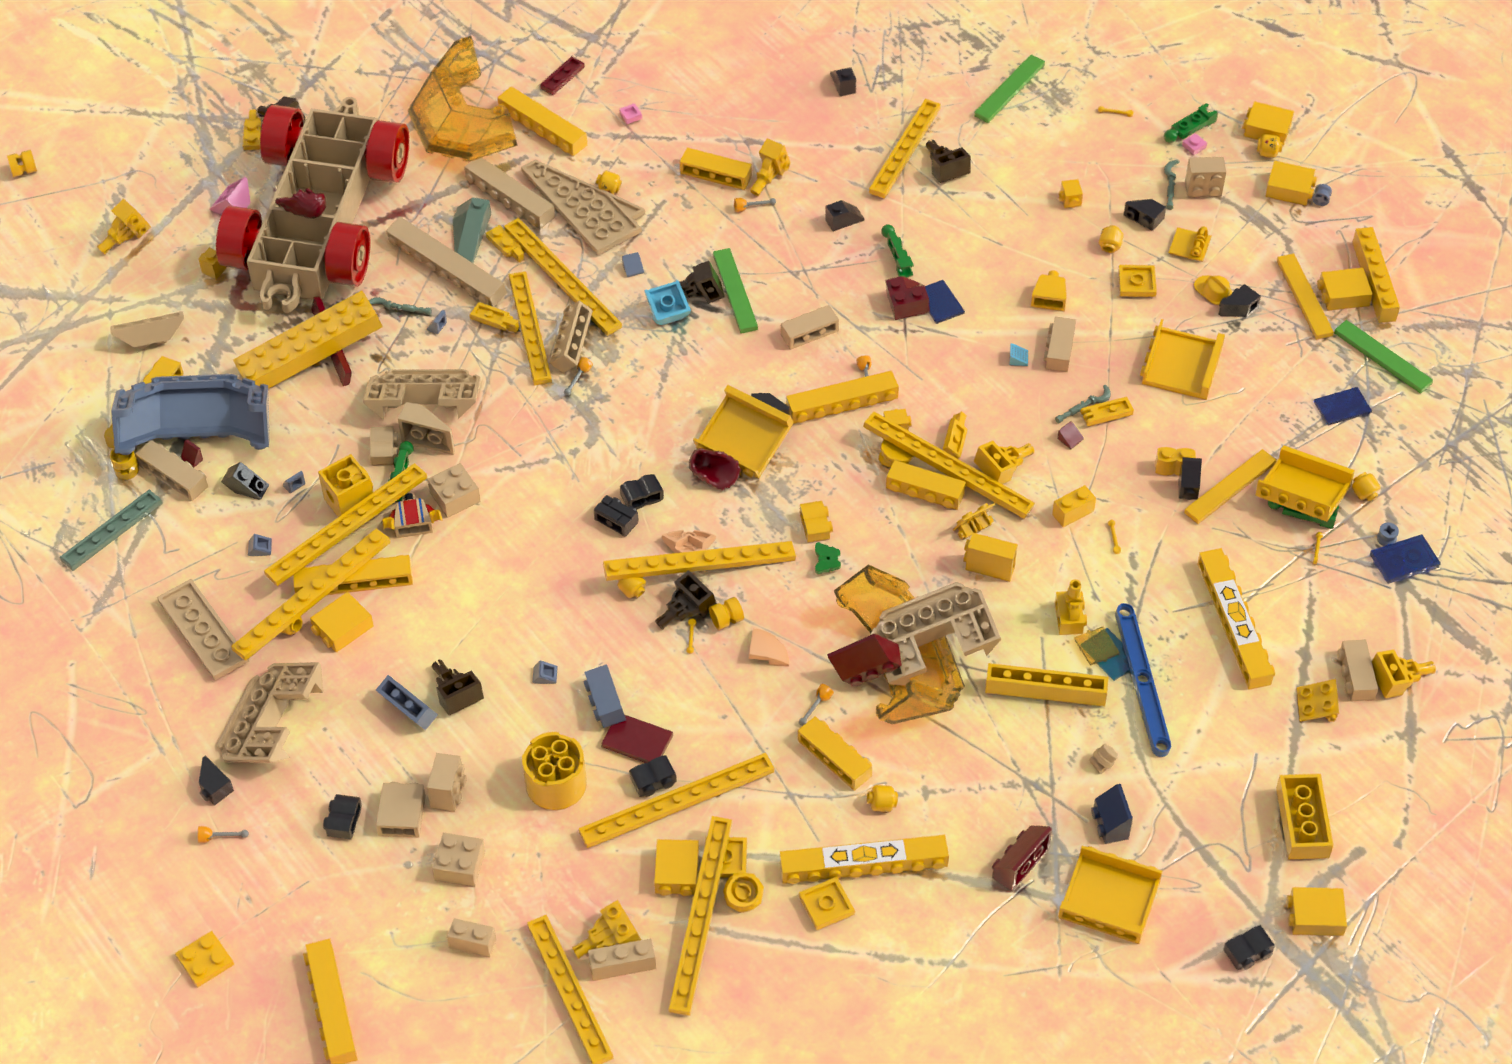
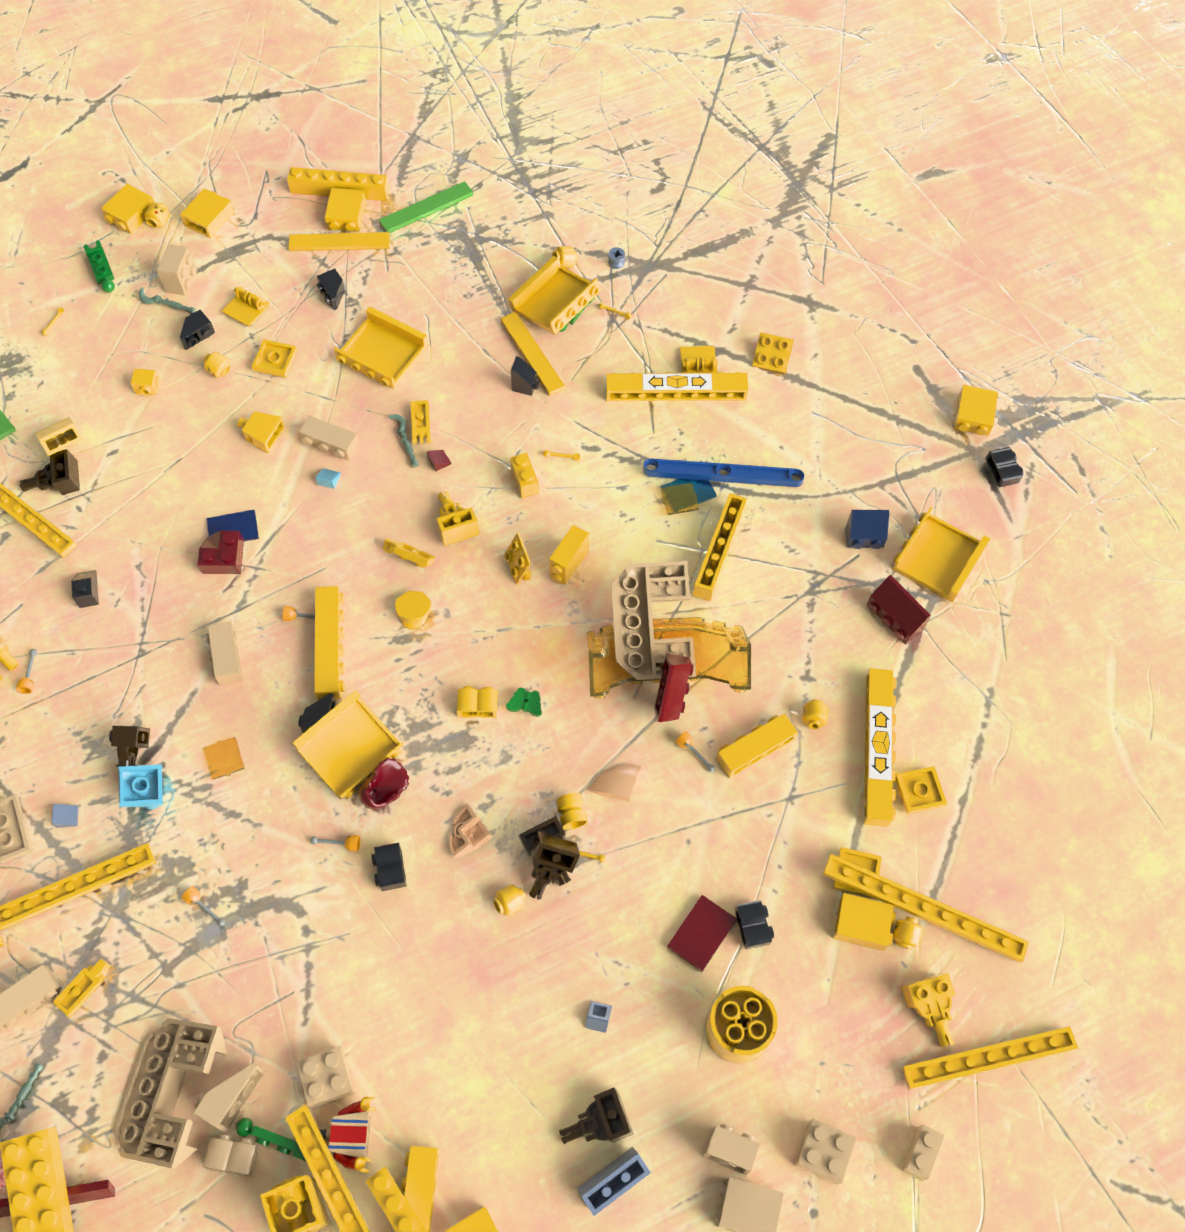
camera: 80 degrees left, 10 degrees up
(438, 323) = (62, 1059): sand blue slope -> none
(530, 328) = (110, 948): yellow tile -> none
(571, 336) = (149, 901): tan brick -> none
(603, 696) = (649, 955): sand blue brick -> none
(616, 515) = (413, 899): black brick -> none
(622, 959) = (966, 1002): tan brick -> none
(656, 461) = (351, 843): none -> hinge
(671, 598) = (550, 860): none -> dark brown brick
(674, 905) = (907, 933): none -> yellow head
(676, 800) = (785, 910): yellow plate -> none
(699, 560) = (501, 828): yellow plate -> none
(712, 355) = (224, 758): none -> clear yellow piece
(735, 290) = (143, 716): bright green tile -> none
(743, 892) = (901, 863): yellow hat -> none
(899, 417) = (376, 600): yellow brick -> none
(902, 260) = (162, 547): green plate -> none
(925, 485) = (462, 593): yellow brick -> none
(949, 465) = (445, 567): yellow plate -> none
(984, 148) = (58, 436): none -> yellow brick
(1070, 608) = (641, 507): yellow brick -> none
(1103, 758) = (802, 523): tan piece -> none
(1169, 460) = (497, 384): yellow brick -> none
(1194, 144) = (125, 271): bright pink plate -> none
(1213, 288) = (304, 304): yellow piece -> none
(1280, 634) = (698, 359): none -> yellow hinge
(1304, 816) = (889, 392): yellow brick -> none
(1322, 194) = (232, 194): sand blue wheel -> none
(1342, 406) = (469, 251): clear blue piece -> none
(1357, 670) = (749, 316): tan brick -> none
(1396, 673) = (759, 292): yellow brick -> none
(1405, 558) = (642, 255): clear blue tile -> none

